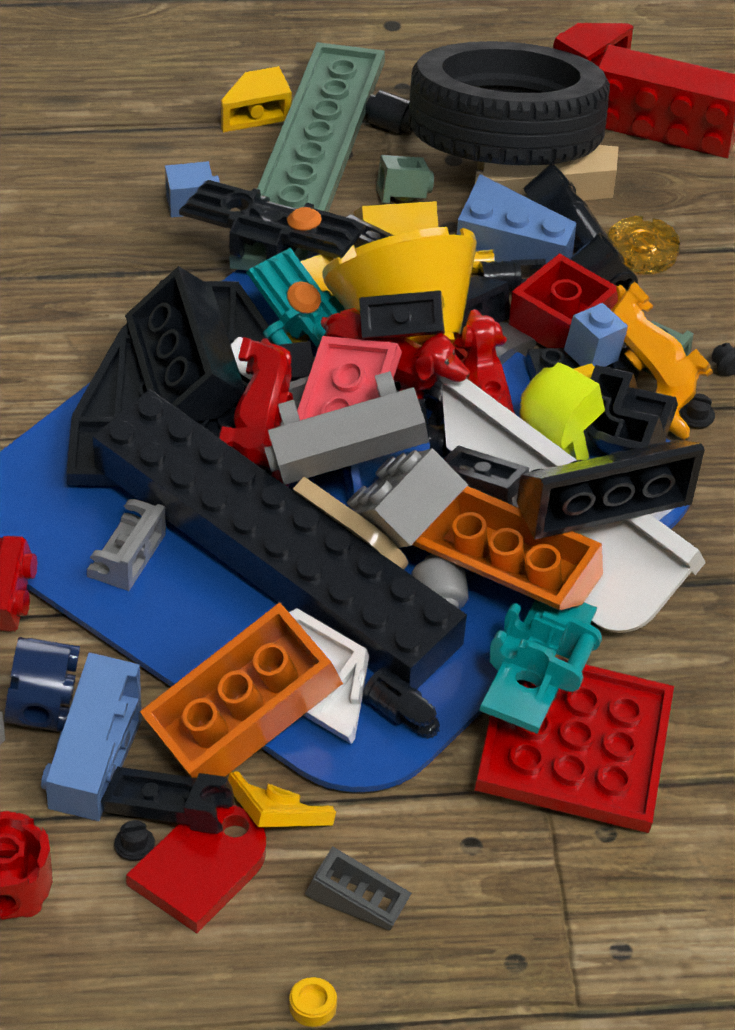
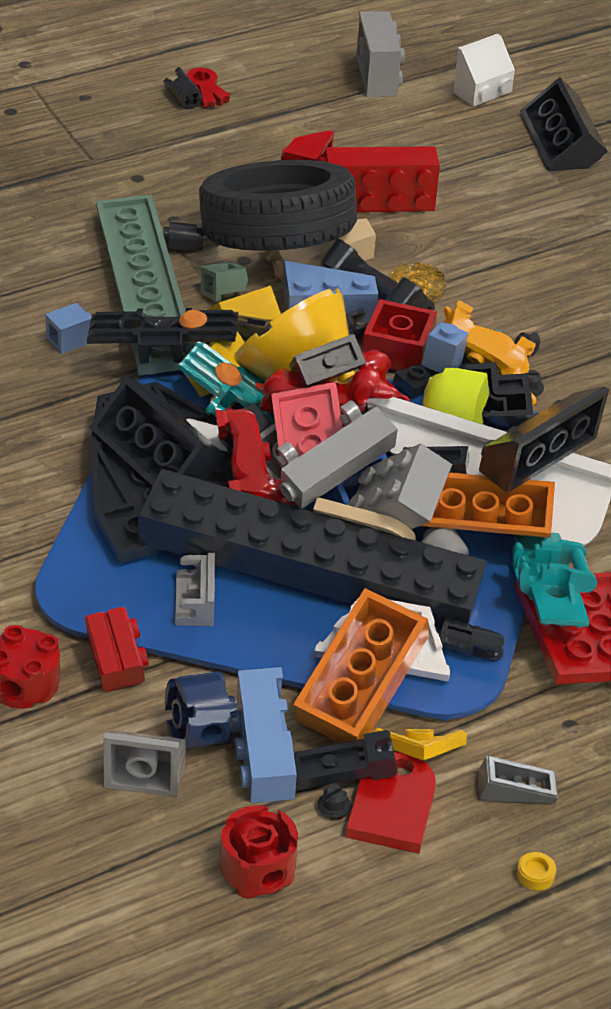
camera: 25 degrees left, 5 degrees down
(256, 100) = (79, 252): yellow slope -> none

